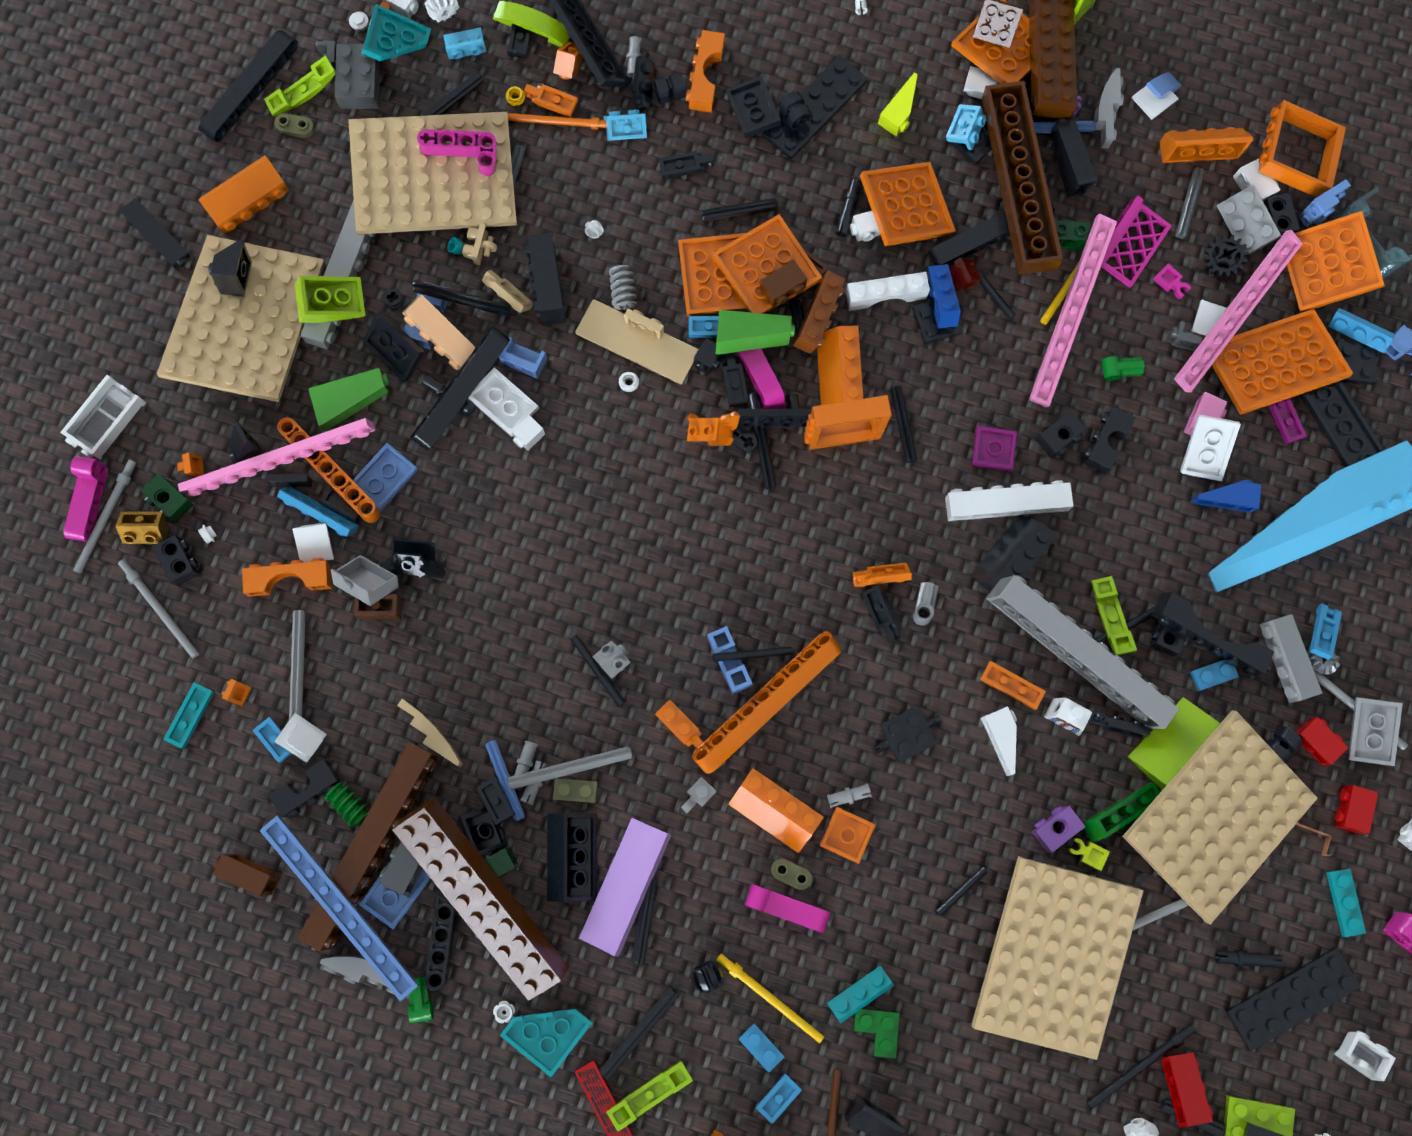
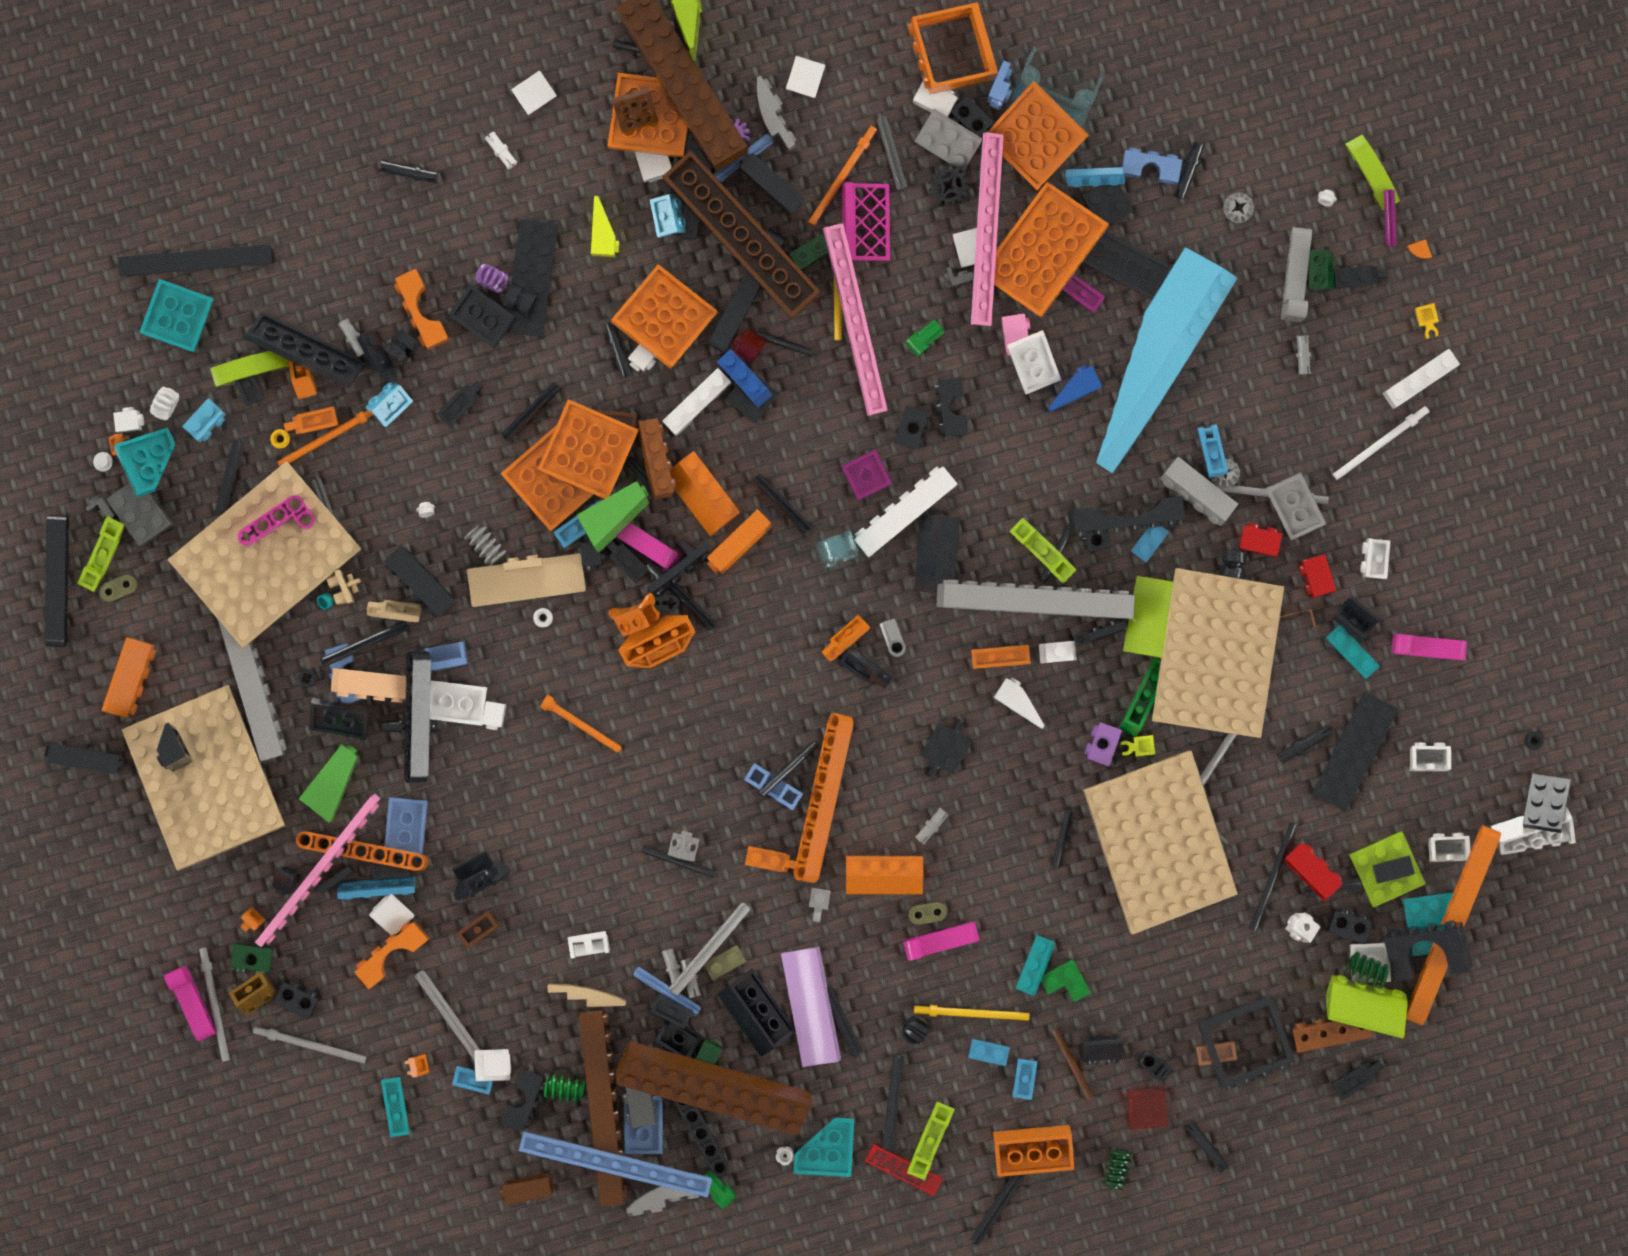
camera: 30 degrees left, 10 degrees up
(102, 418) = (154, 931): door -> none
(207, 534) = (304, 963): white plate -> none
(328, 298) = (263, 717): lime slope -> none
(364, 580) = (455, 916): light grey container -> none
(464, 687) = (588, 944): none -> white window
(582, 457) = (549, 704): none -> orange piece
(714, 466) = (657, 642): none -> orange wedge
(782, 81) = (492, 278): none -> medium lavender gear
(783, 283) = (612, 459): reddish brown brick -> none
(847, 835) = (950, 856): orange plate -> none
(928, 490) = (836, 548): none -> clear light blue brick
(1163, 85) = (805, 63): medium blue slope -> none
(1168, 181) = (863, 143): none -> orange bar
(1170, 279) = (915, 234): dark pink plate -> none
(1204, 144) = (871, 95): orange slope -> none
(1370, 872) = (1355, 618): none -> black bracket

